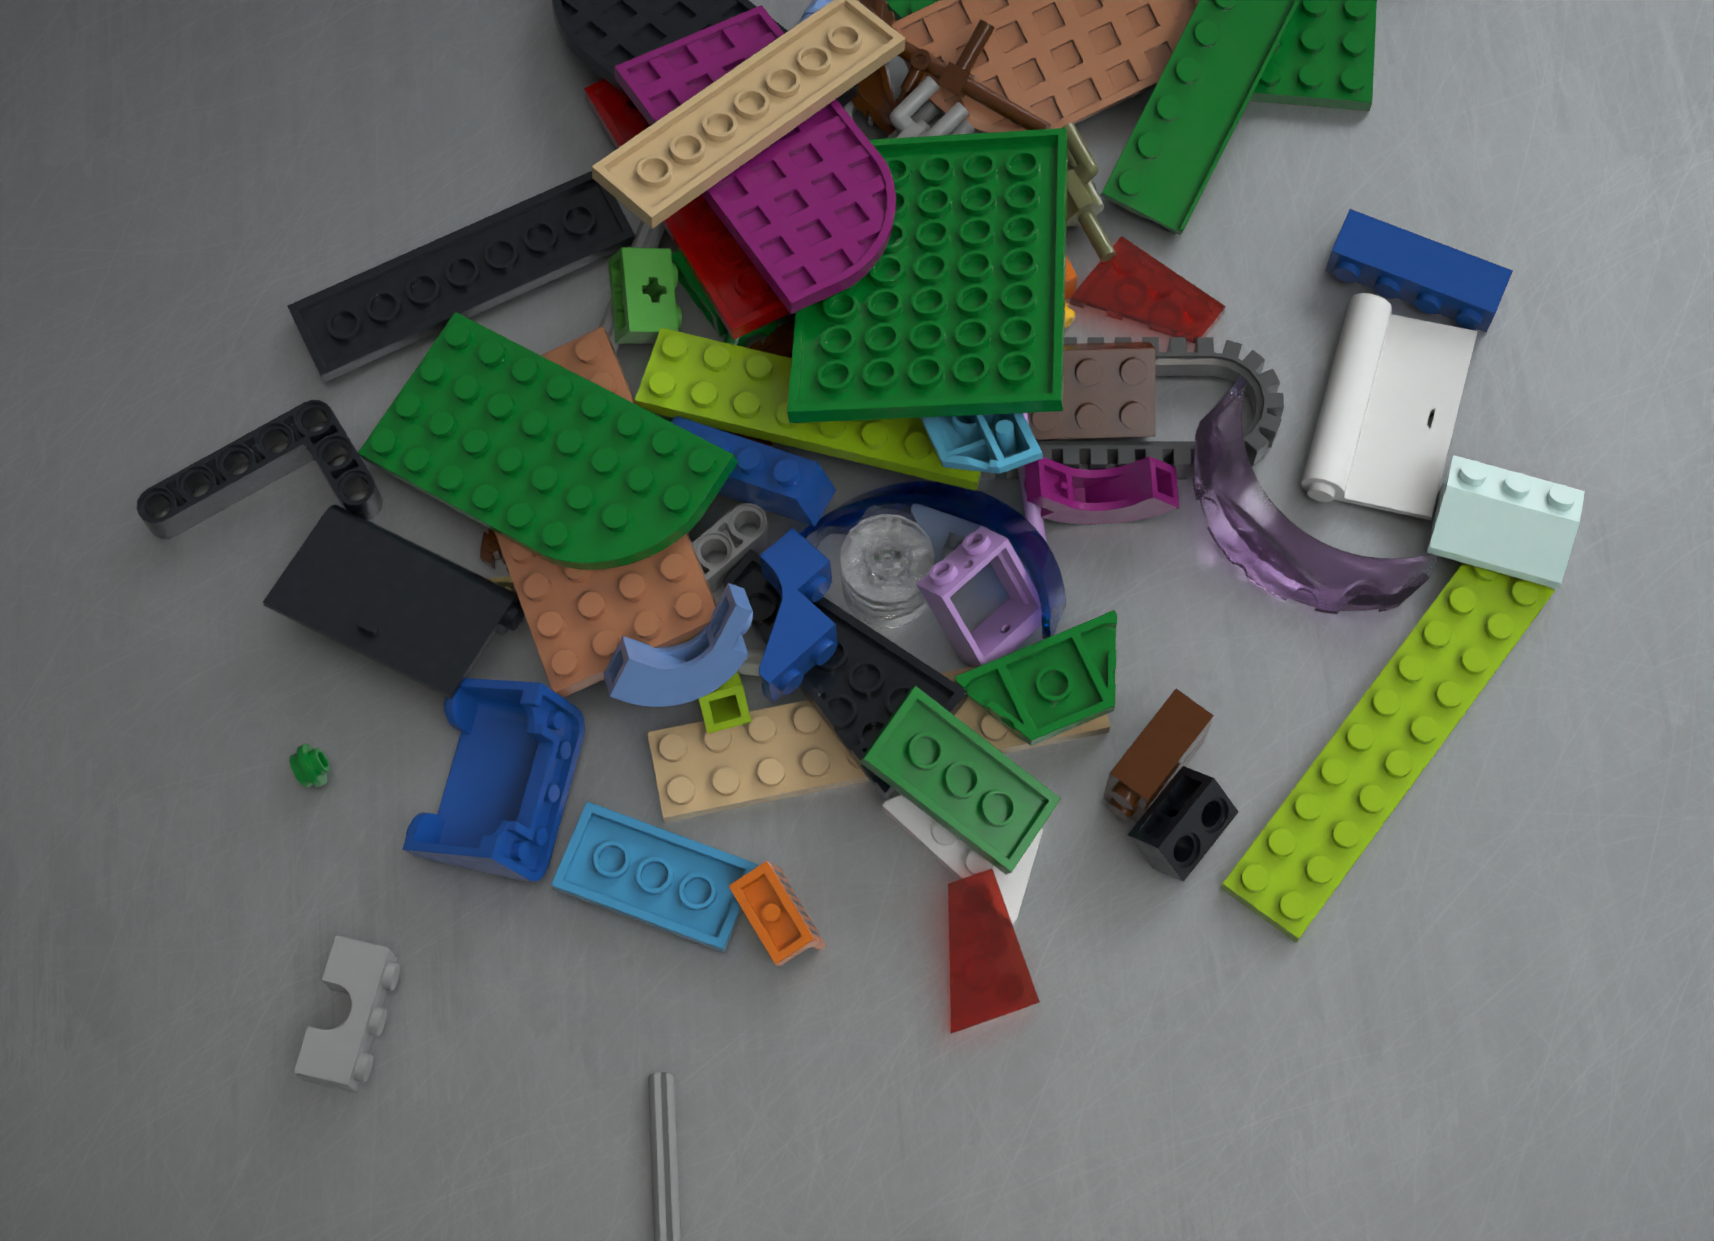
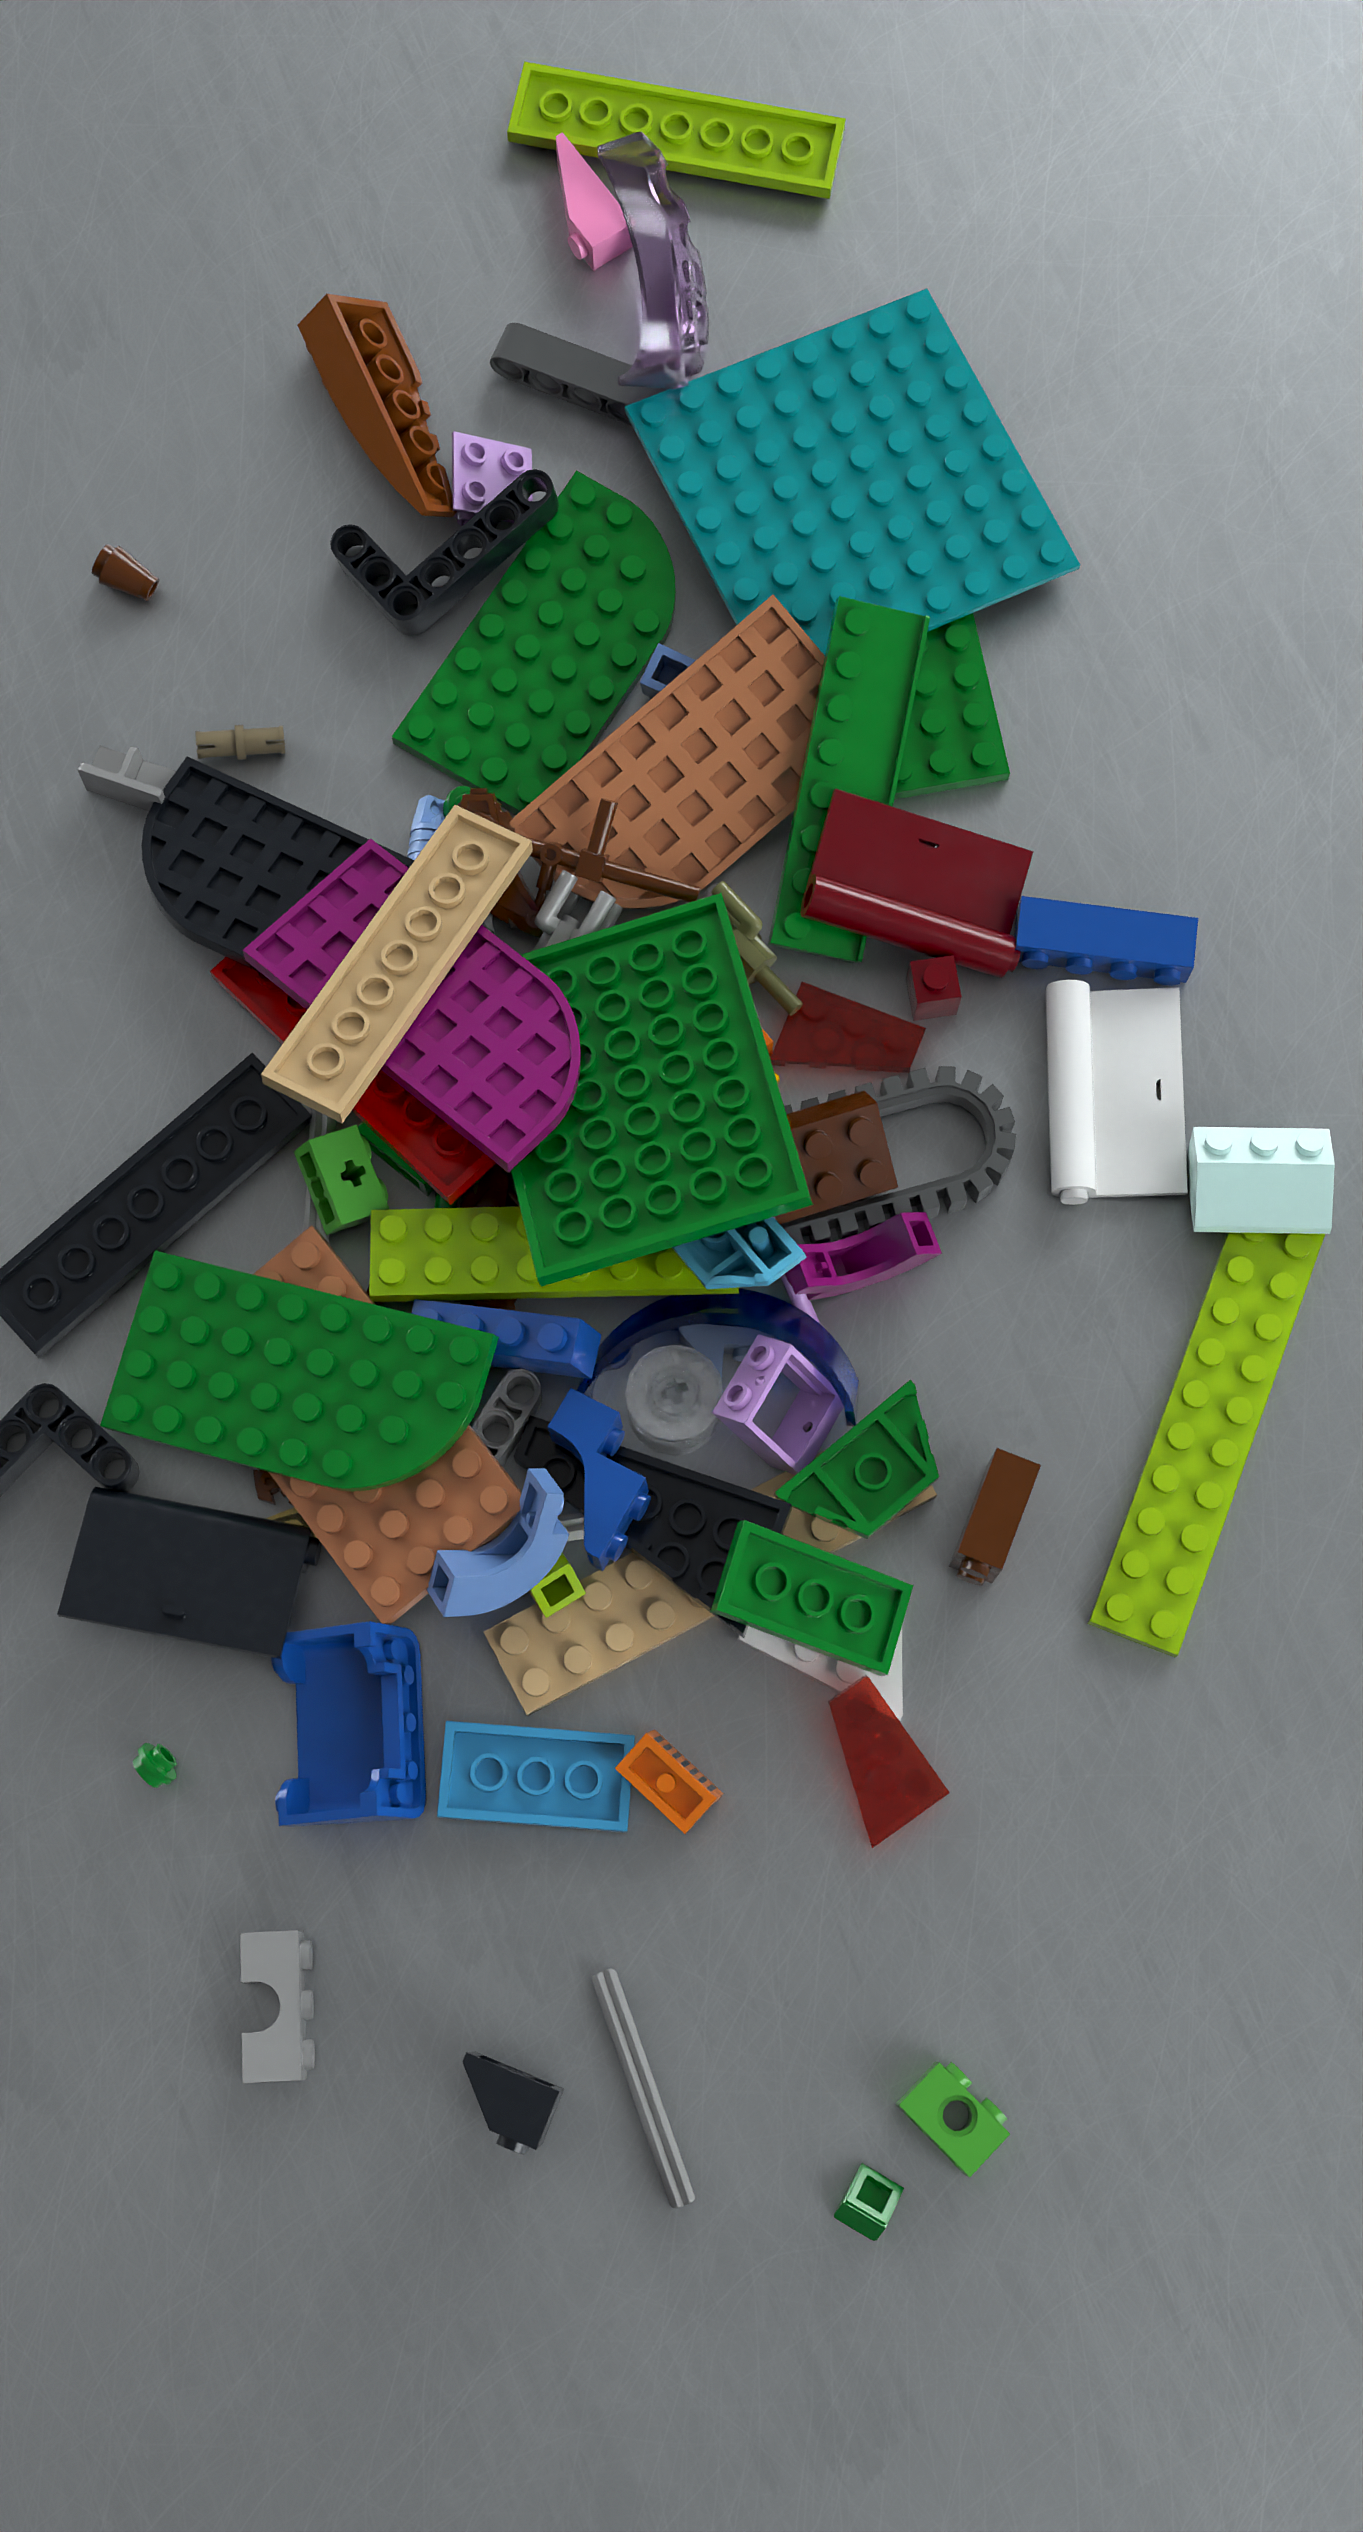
camera: 20 degrees left, 5 degrees up
(539, 1164) = (512, 2101): none -> black slope
(1183, 823) = (1037, 1574): black brick -> none
(1242, 271) = (933, 988): none -> dark red brick
(1255, 173) = (890, 883): none -> dark red door
(1272, 547) = (1046, 1267): clear purple windscreen -> none

